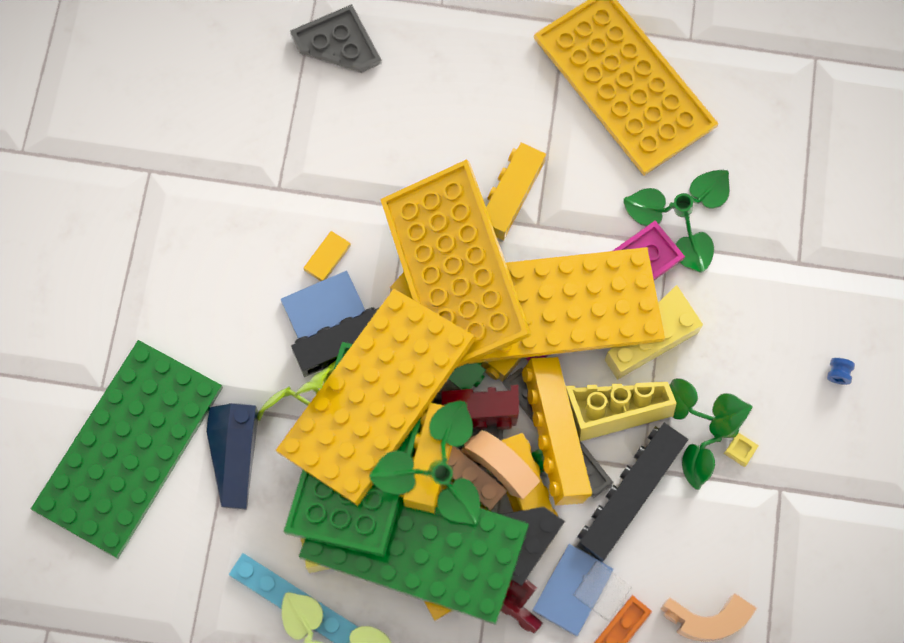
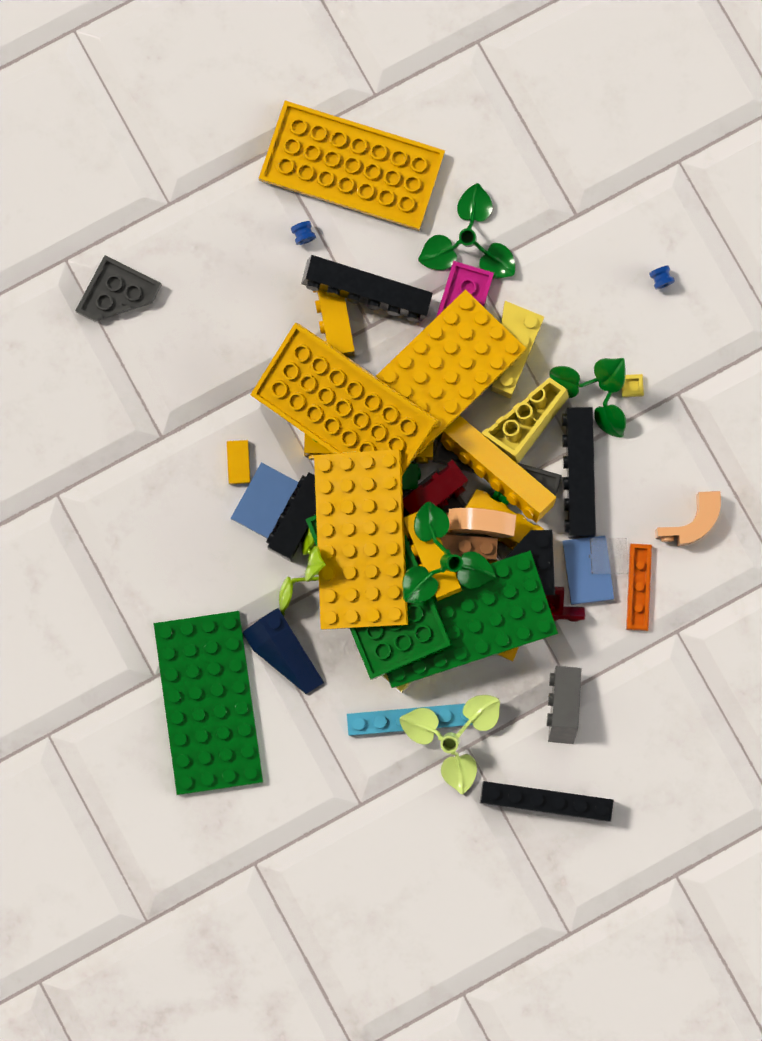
camera: 35 degrees left, 10 degrees up
(538, 105) = (303, 232): none -> blue wheel
(557, 186) = (366, 288): none -> black brick

